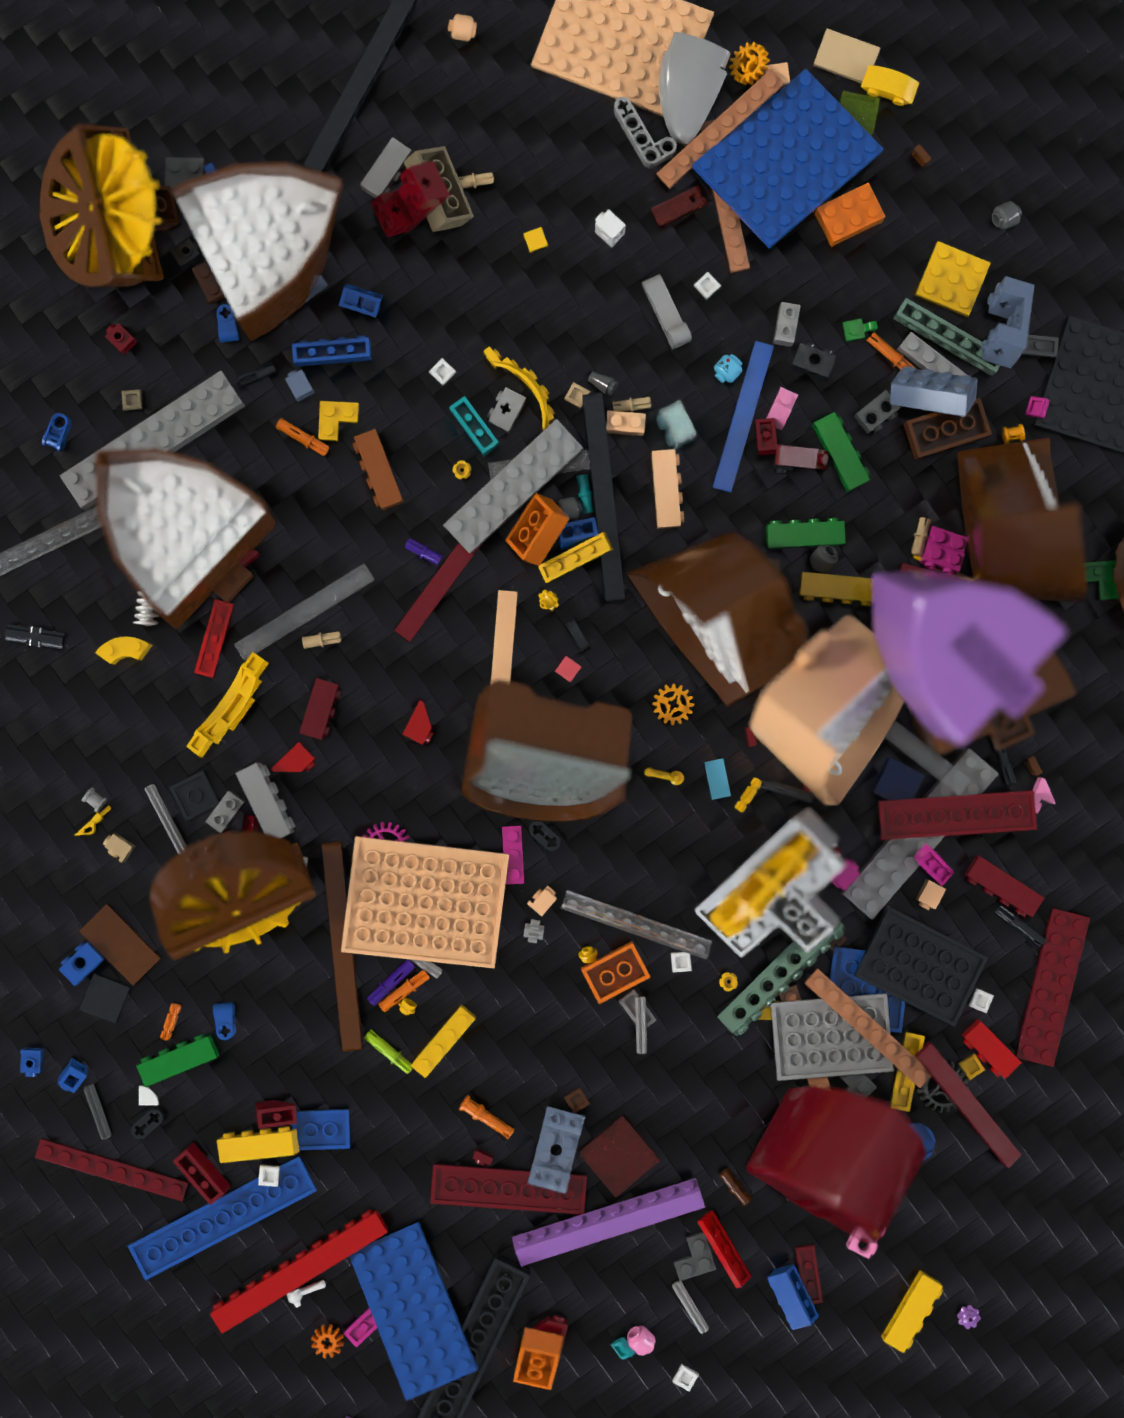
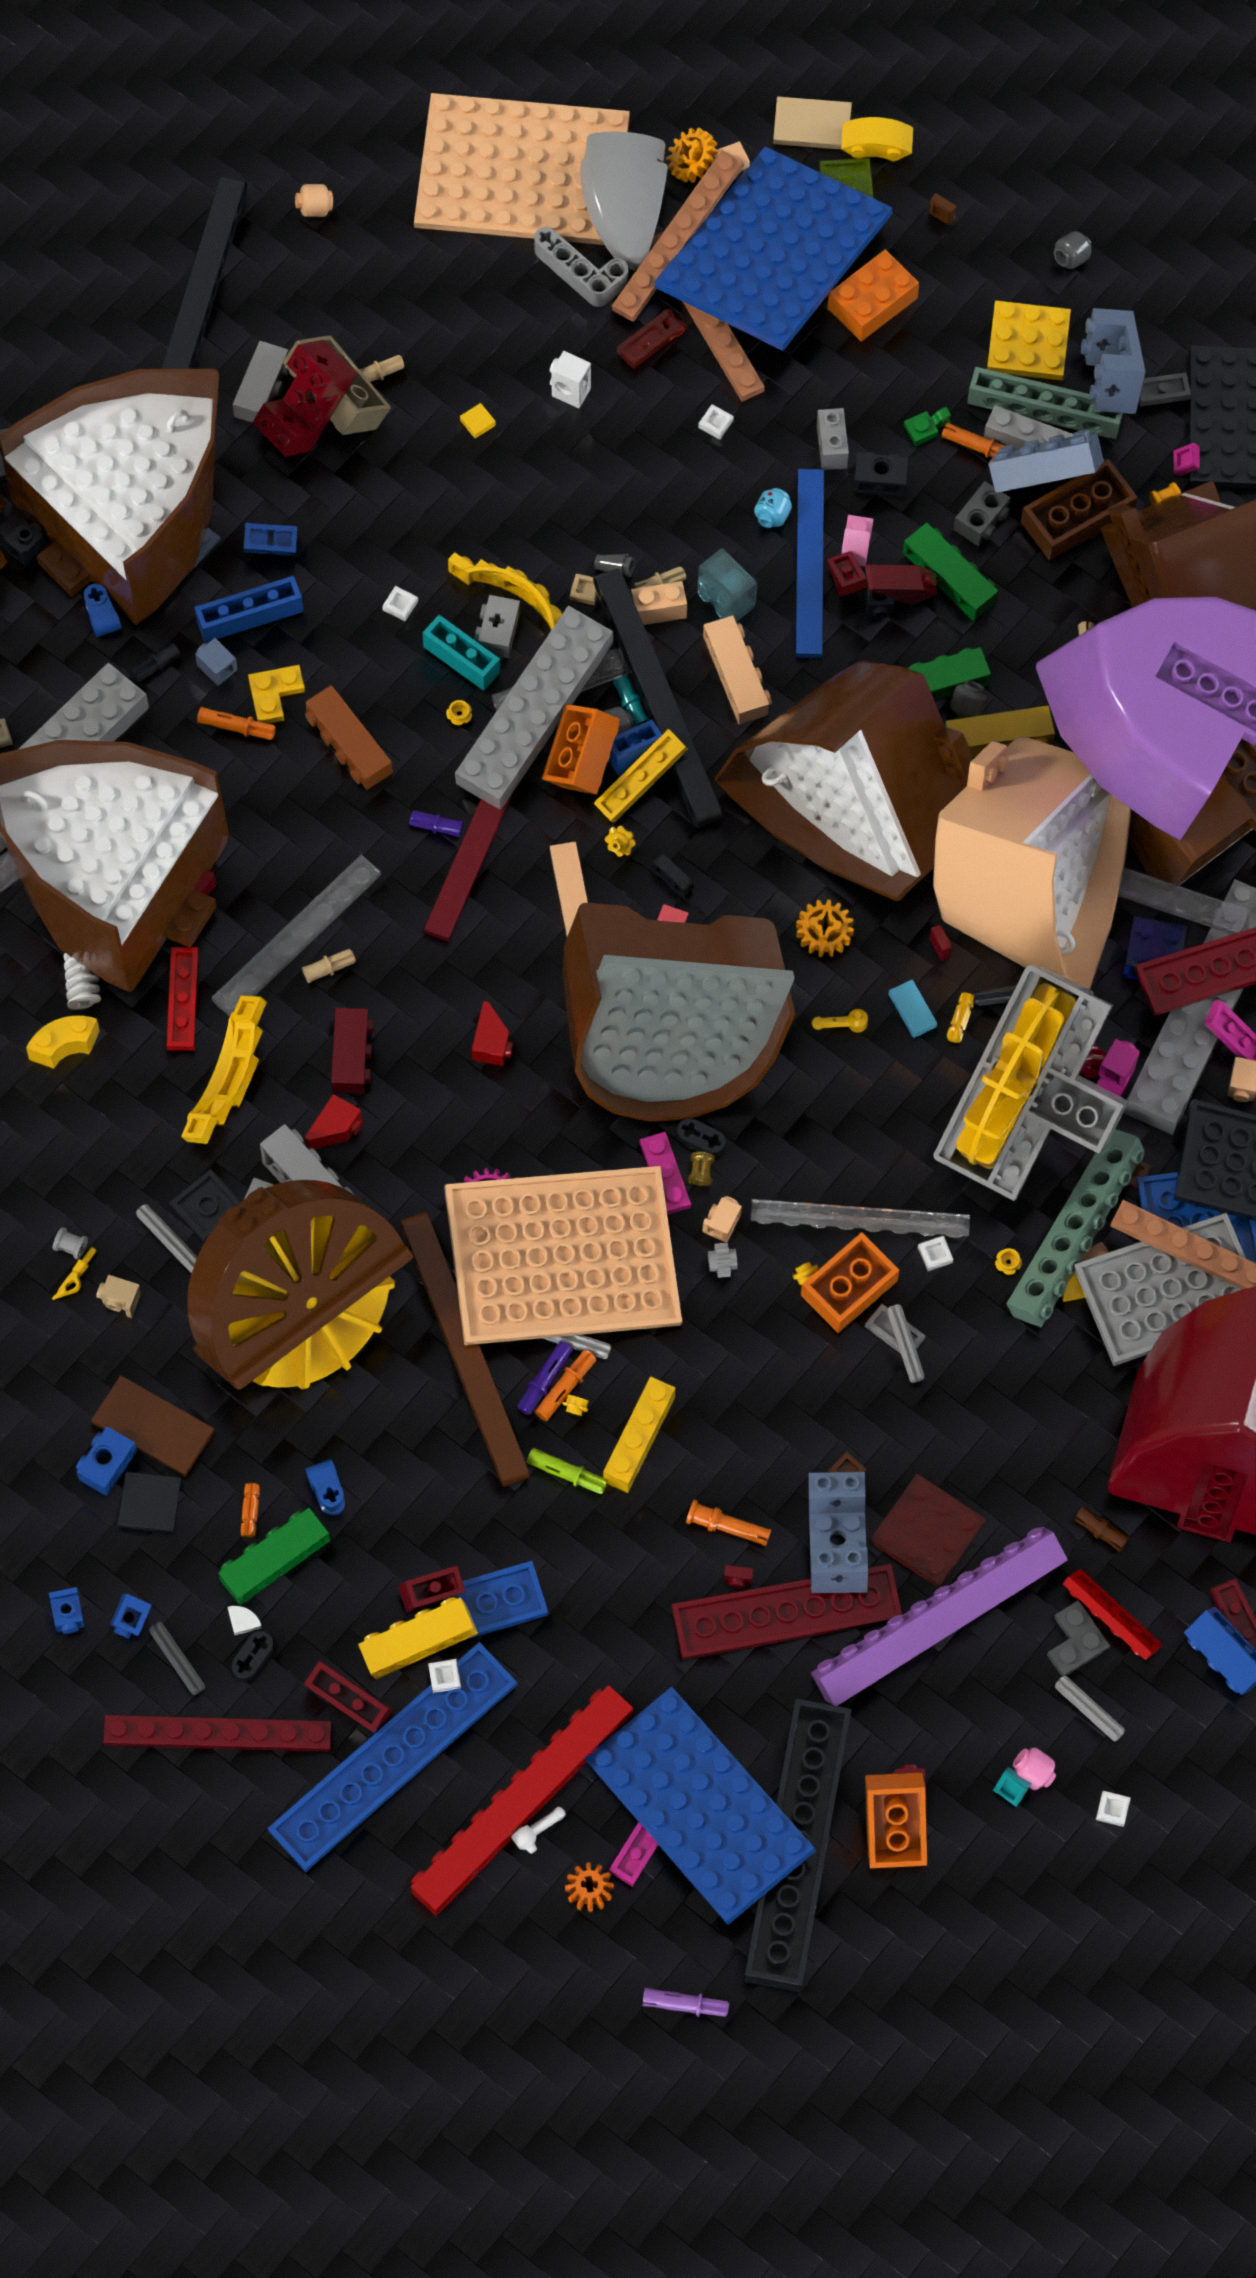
camera: 15 degrees left, 20 degrees down
(538, 860) = (701, 1168): none -> clear yellow bush
(666, 312) = (689, 478): light grey beam -> none

